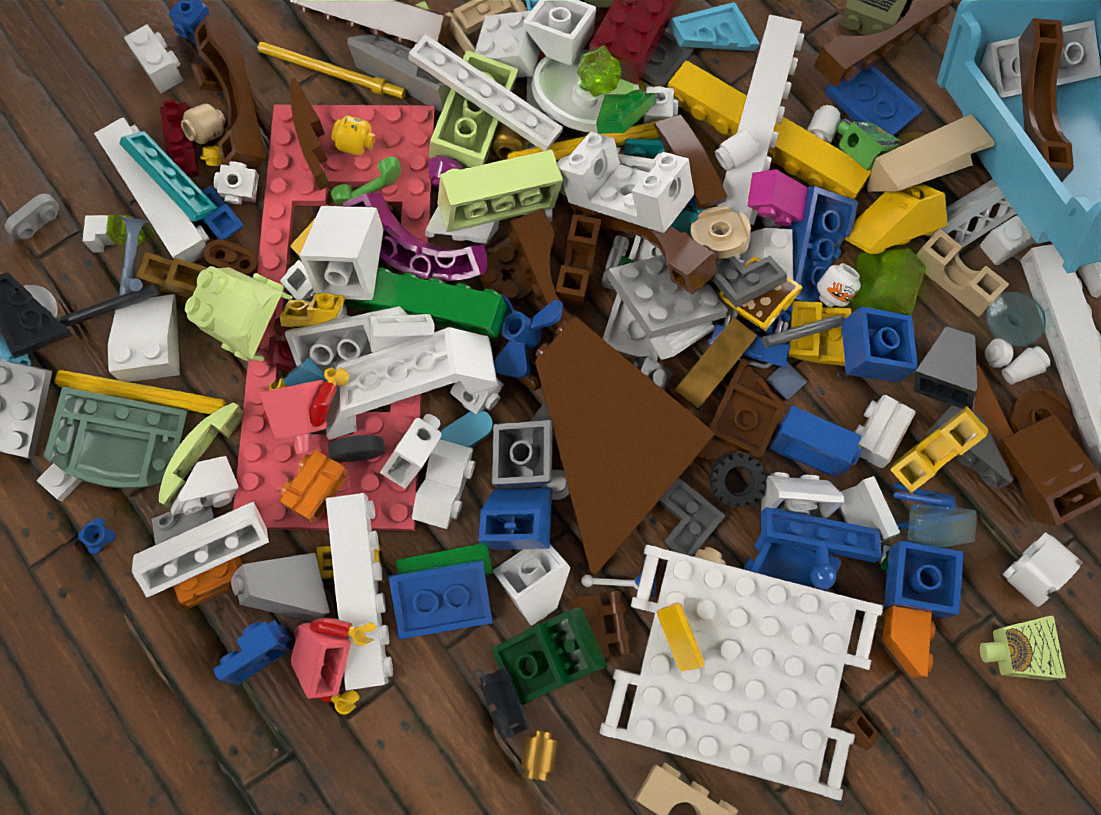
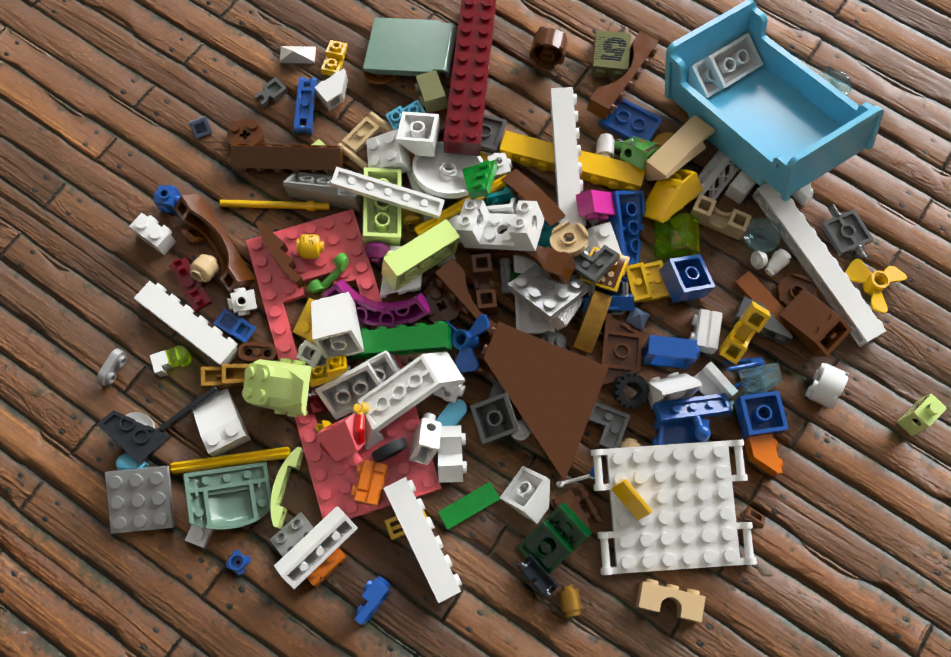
camera: 20 degrees left, 0 degrees up
(128, 280) = (194, 390): sand blue piece -> none
(168, 175) = (196, 311): teal tile -> none
(207, 485) = (299, 505): white slope -> none
(211, 155) = (218, 287): yellow plate -> none
(283, 586) = (375, 553): light grey slope -> none
(305, 373) = (336, 413): dark azure slope -> none
(321, 658) = (416, 587): coral torso -> none
(397, 329) = (388, 366): white panel -> none
(440, 599) = (475, 526): blue plate -> none
(516, 519) = (504, 460): blue slope -> none
(599, 71) = (455, 156): clear neon green brick -> none
(714, 29) = (516, 103): medium azure wing -> none
(737, 149) = (561, 182): white brick -> none
(802, 331) = (638, 284): dark grey bar -> none
(838, 285) = (649, 248): white head -> none
(950, 370) = (734, 280): slope -> none
(1026, 650) = (833, 436): yellowish green torso -> none
(1039, 65) = (725, 70): reddish brown arch -> none

